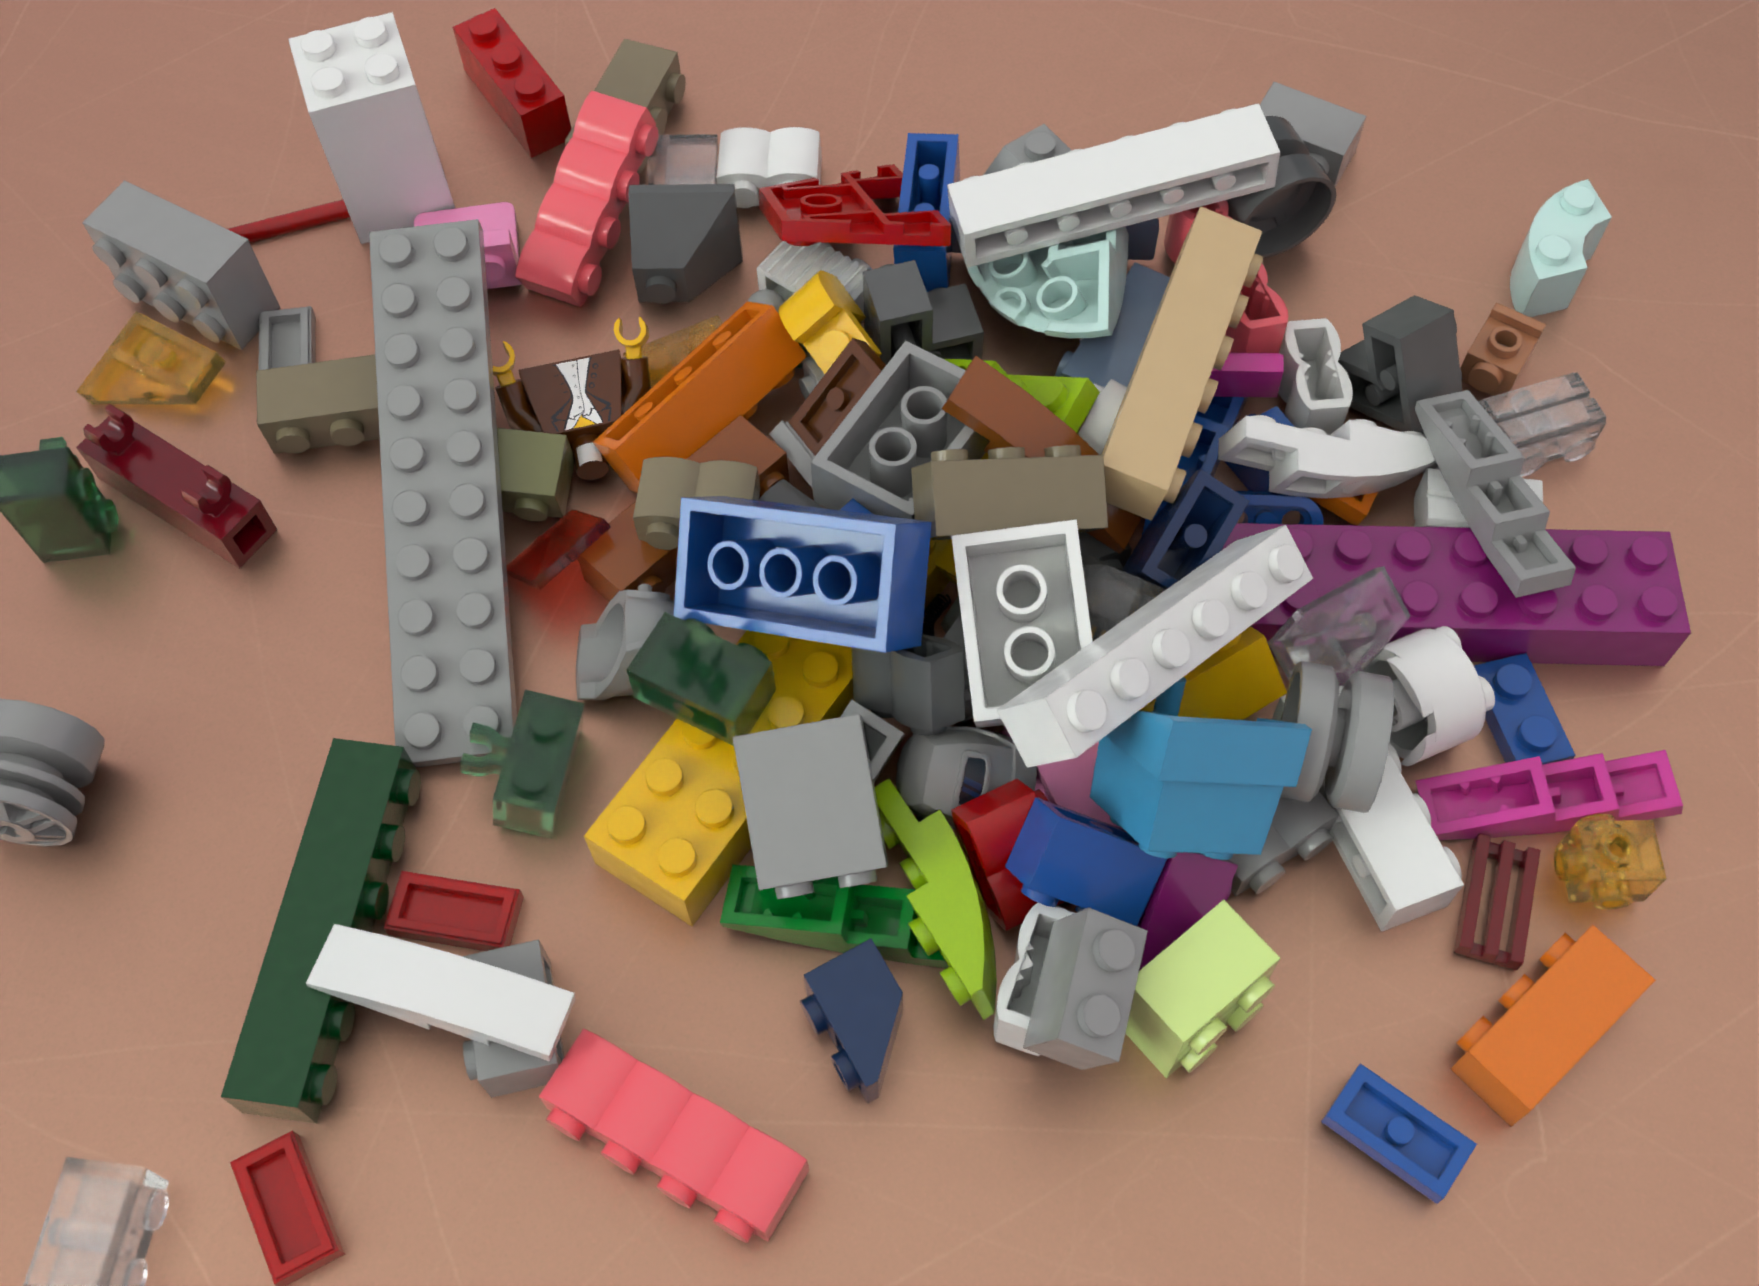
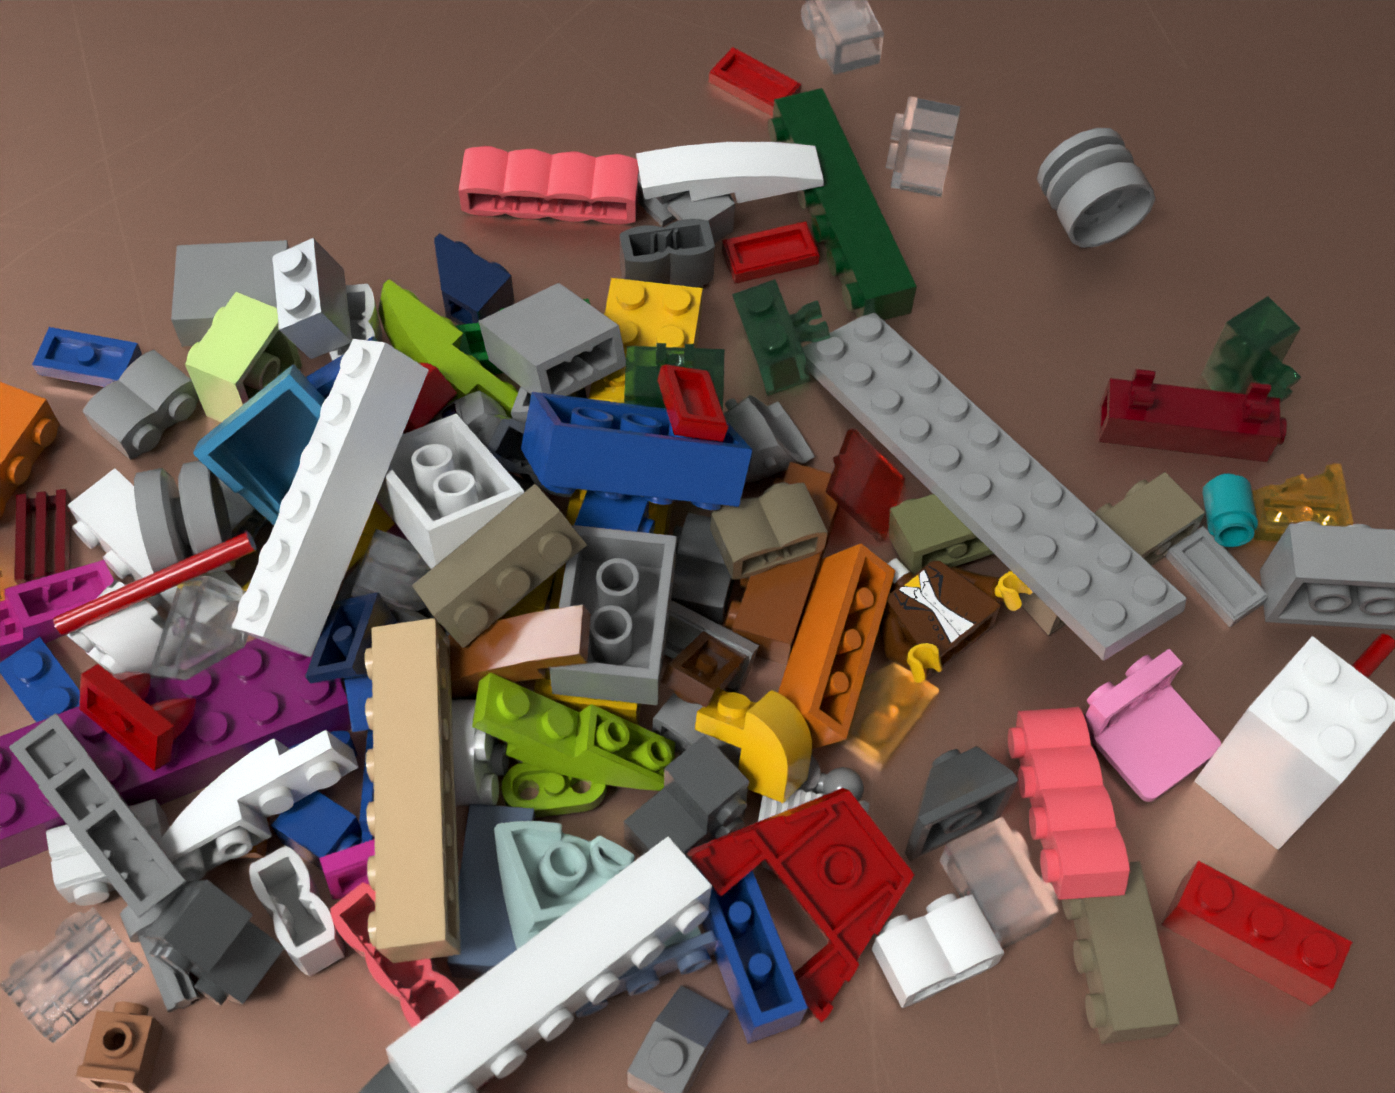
camera: 150 degrees right, 0 degrees up
(167, 930) = (923, 146): none -> clear brick
(223, 386) = (1230, 510): none -> teal brick
(607, 925) = (669, 255): none -> dark grey brick
(713, 576) = (692, 403): none -> red tile
(1171, 1146) = (212, 274): none -> light grey brick
(1338, 1019) = (142, 404): none -> light grey brick
(1383, 663) = (155, 583): none -> red bar
(1423, 539) = (120, 709): none -> red tile

